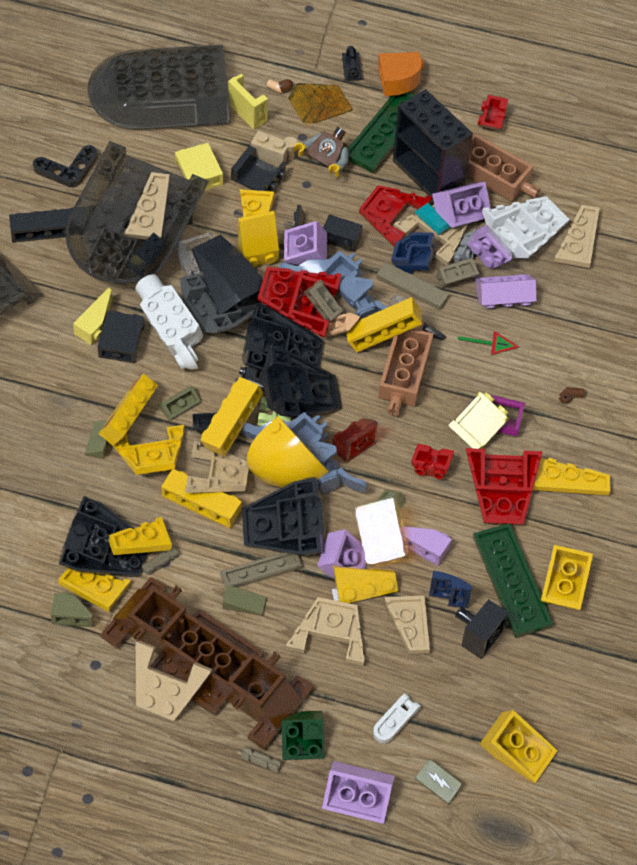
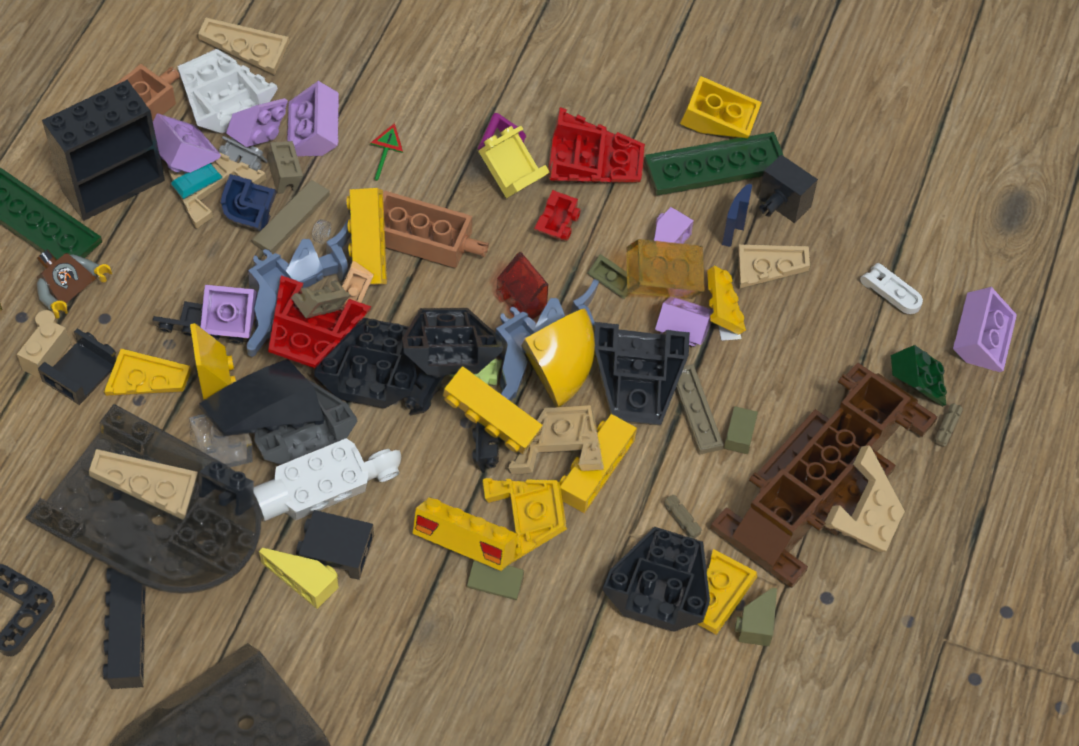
camera: 85 degrees left, 0 degrees up
(146, 538) = (661, 527): yellow wing -> none
(179, 403) = (443, 483): olive slope -> none
(200, 162) = (56, 434): light yellow panel -> none
(331, 621) = (770, 338): tan wing -> none
(343, 232) = (200, 272): black brick -> none
(385, 206) = (166, 233): red wing -> none
(439, 781) = (965, 257): slope -> none
(494, 112) = (34, 102): red cylinder -> none
(518, 746) = (920, 182): yellow slope -> none
(567, 478) = (586, 91): yellow wing -> none
(569, 393) = (467, 83): reddish brown arm -> none

